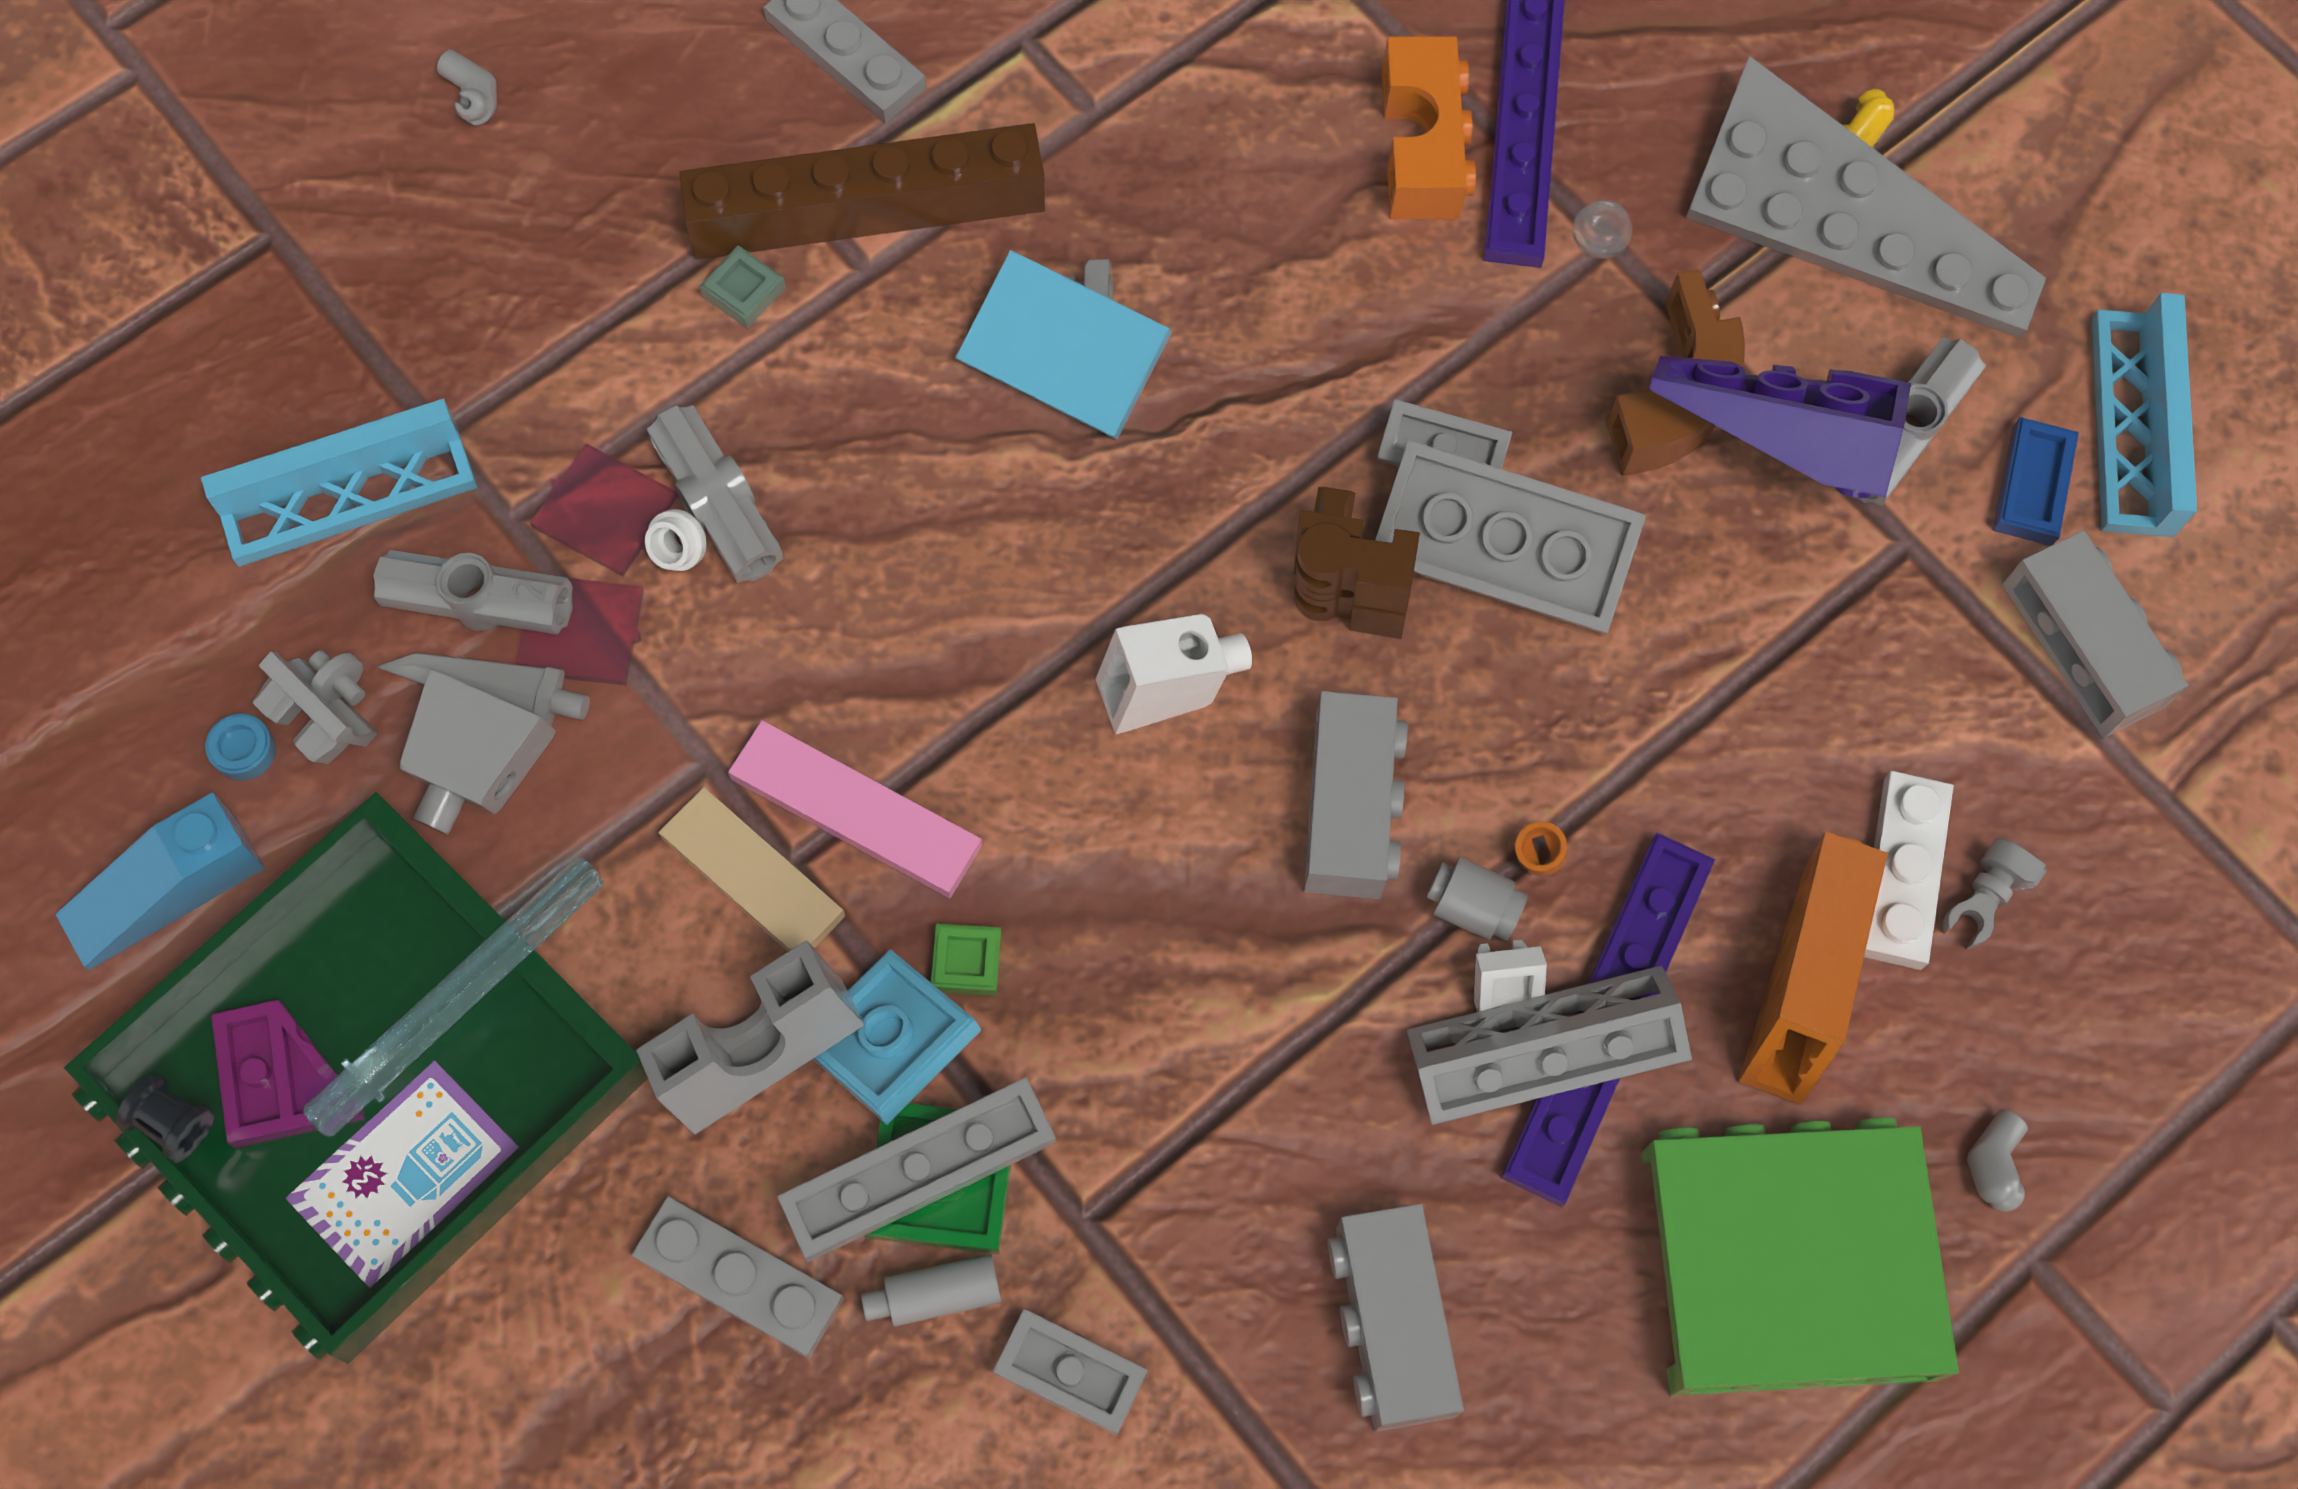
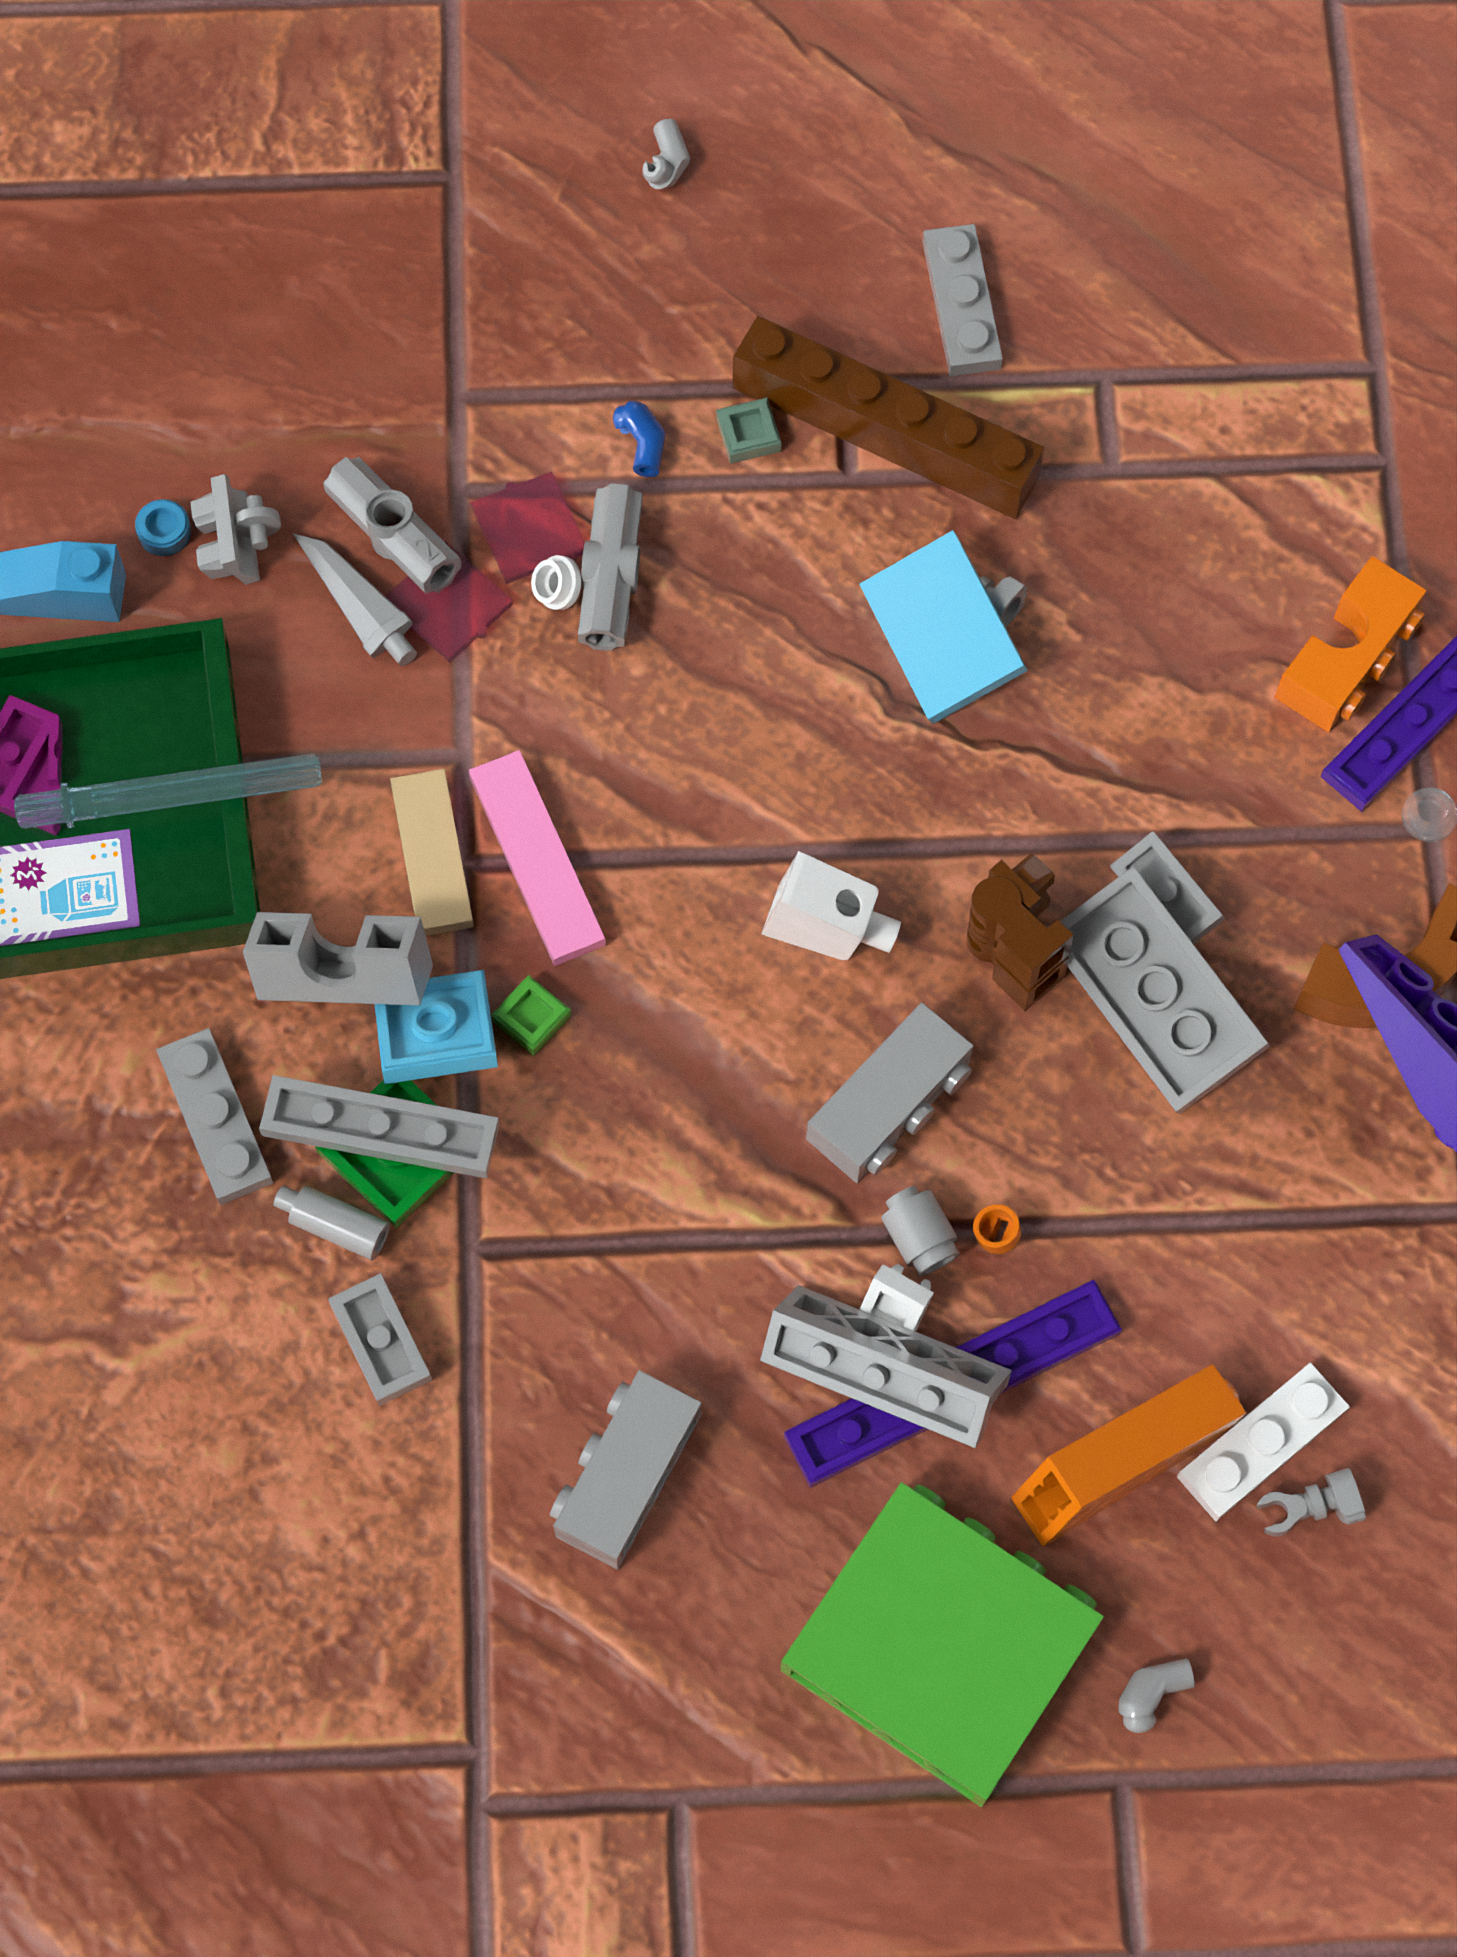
camera: 40 degrees right, 0 degrees up
(330, 464) = (370, 370): medium azure fence -> none
(468, 749) = (305, 633): light grey torso -> none
(635, 342) = (650, 436): none -> blue arm

